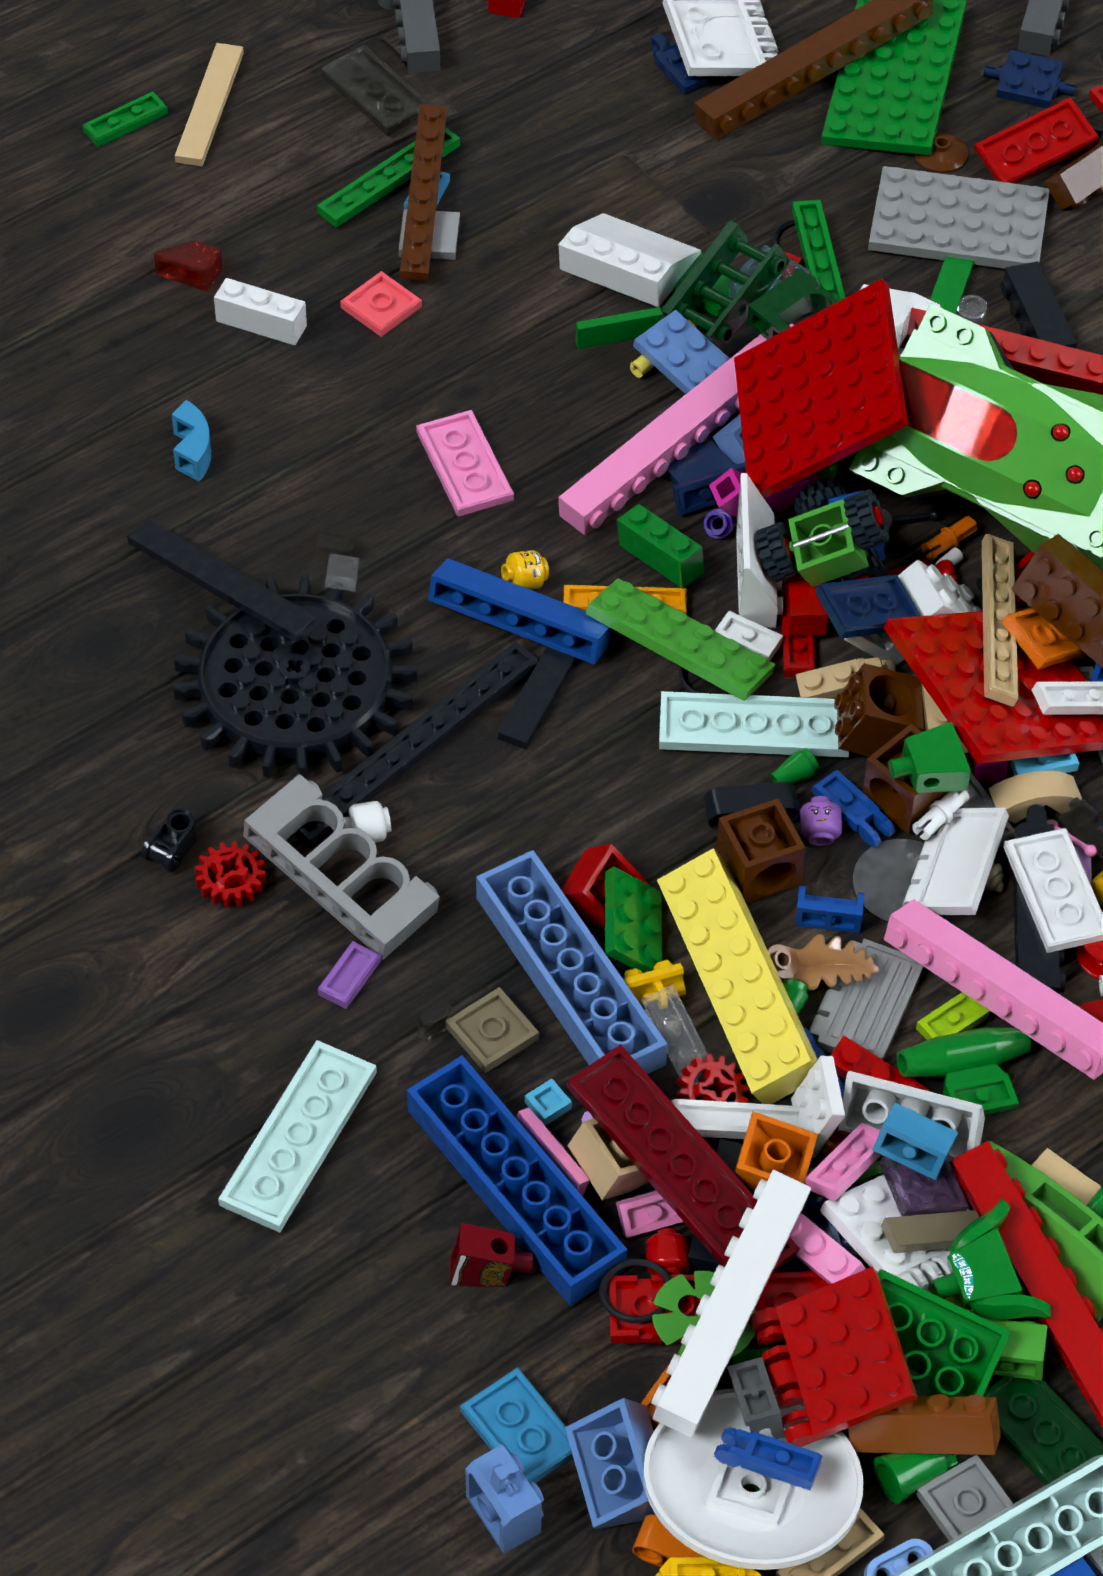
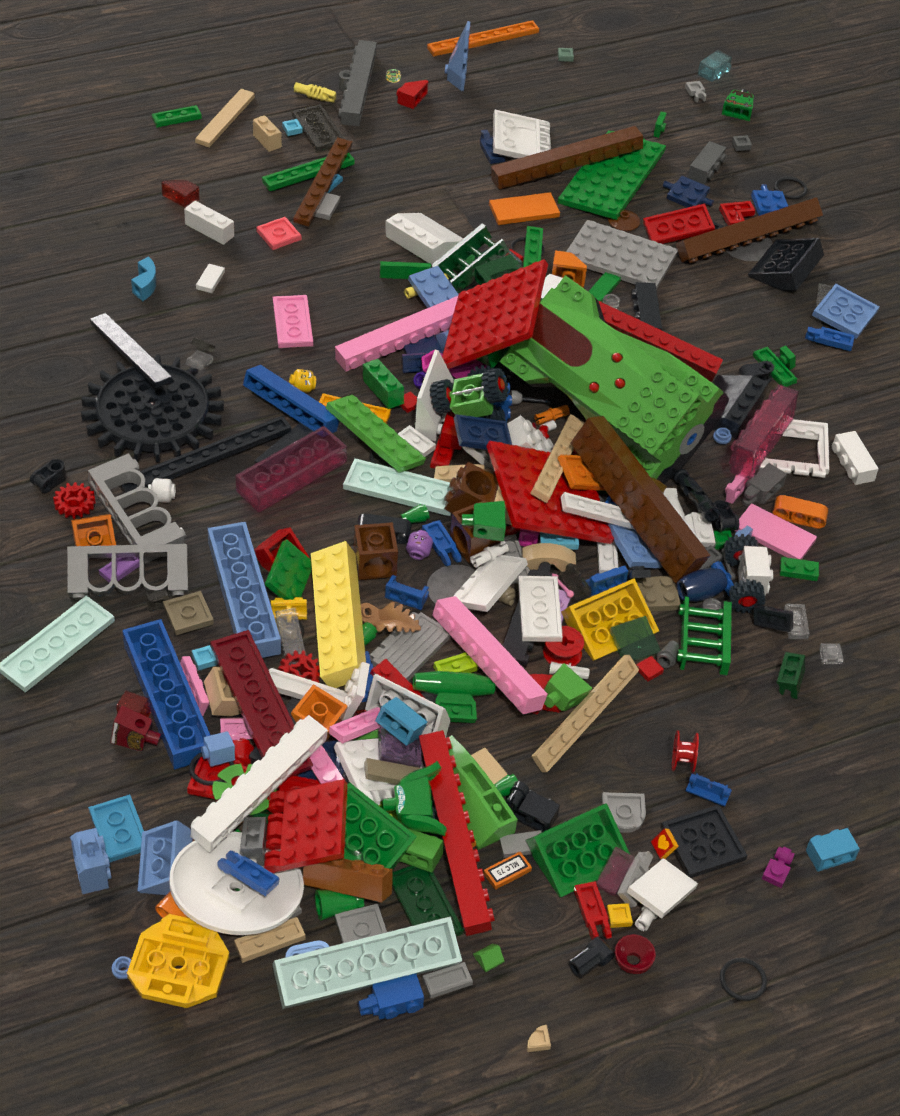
camera: 10 degrees right, 5 degrees down
(287, 930) = (93, 531): none -> orange slope
(295, 120) = (267, 133): none -> tan brick
(298, 414) = (210, 278): none -> white tile
(331, 98) = (292, 127): none -> medium azure plate
(344, 22) = (315, 92): none -> light yellow hinge
(450, 959) = (79, 568): none -> light grey fence
(467, 1210) = (134, 702): none -> clear red brick
(566, 735) = (291, 468): none -> clear pink brick
(641, 1258) = (218, 749): none -> medium blue brick
(714, 567) = (410, 402): none -> red tile
(771, 167) = (524, 208): none -> orange tile
(893, 264) = (569, 265): none -> orange slope

